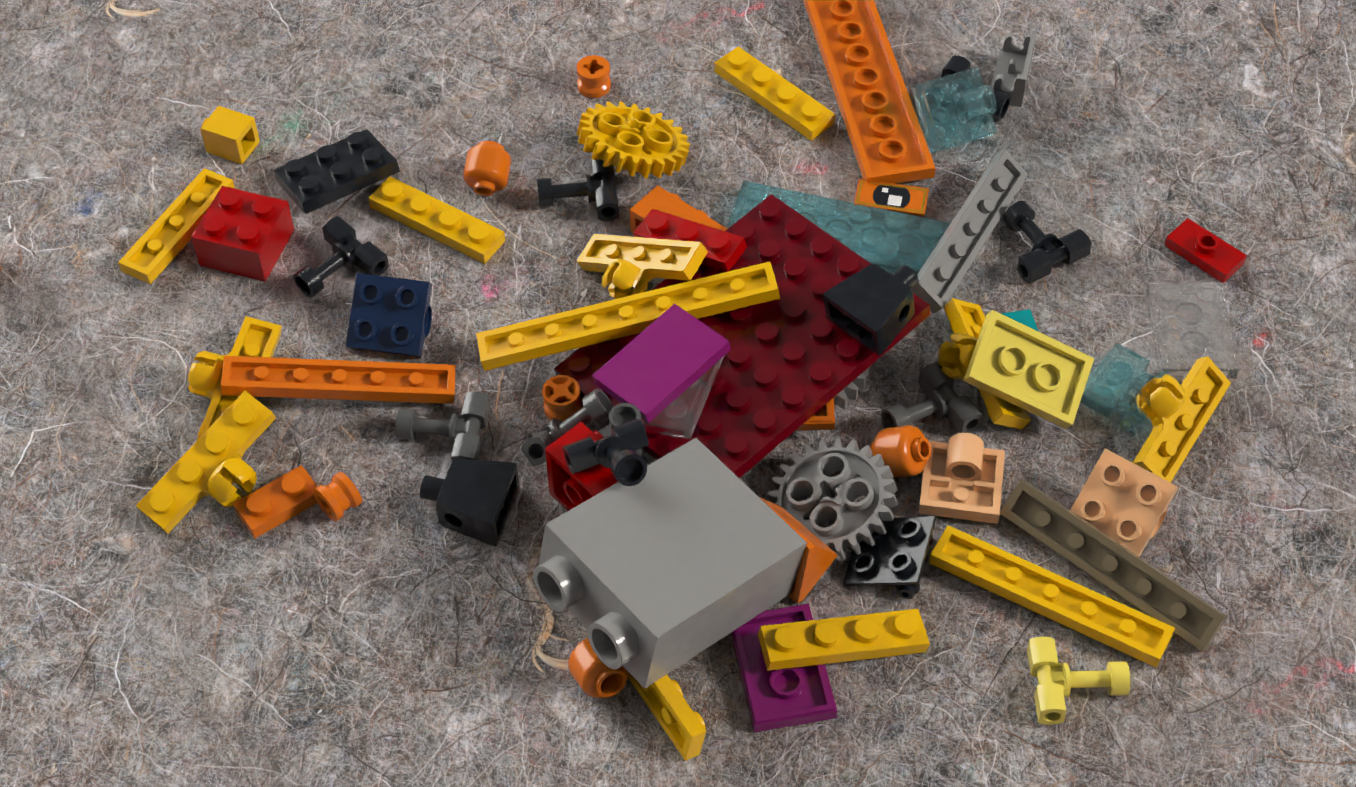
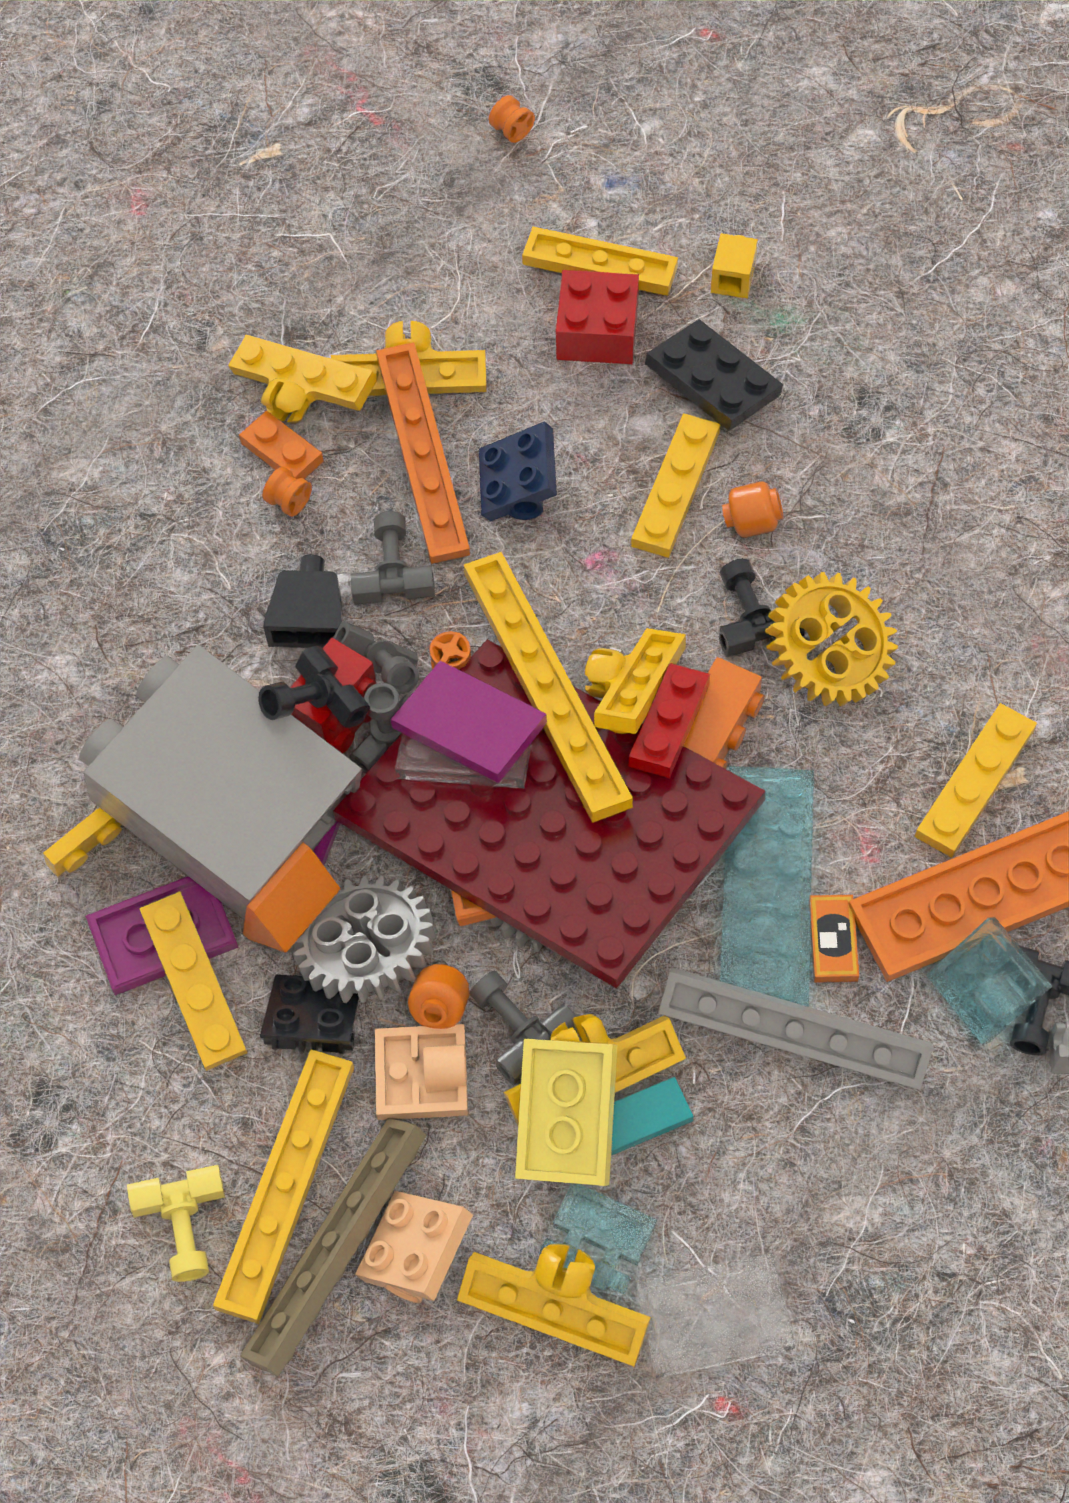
camera: 80 degrees right, 10 degrees up
(346, 253) = (601, 415): black bar -> none
(593, 76) = (929, 591): orange wheel -> none
(873, 305) = (582, 913): black torso -> none
(1047, 248) = (795, 1127): black bar -> none
(1205, 250) = (852, 1323): red plate -> none

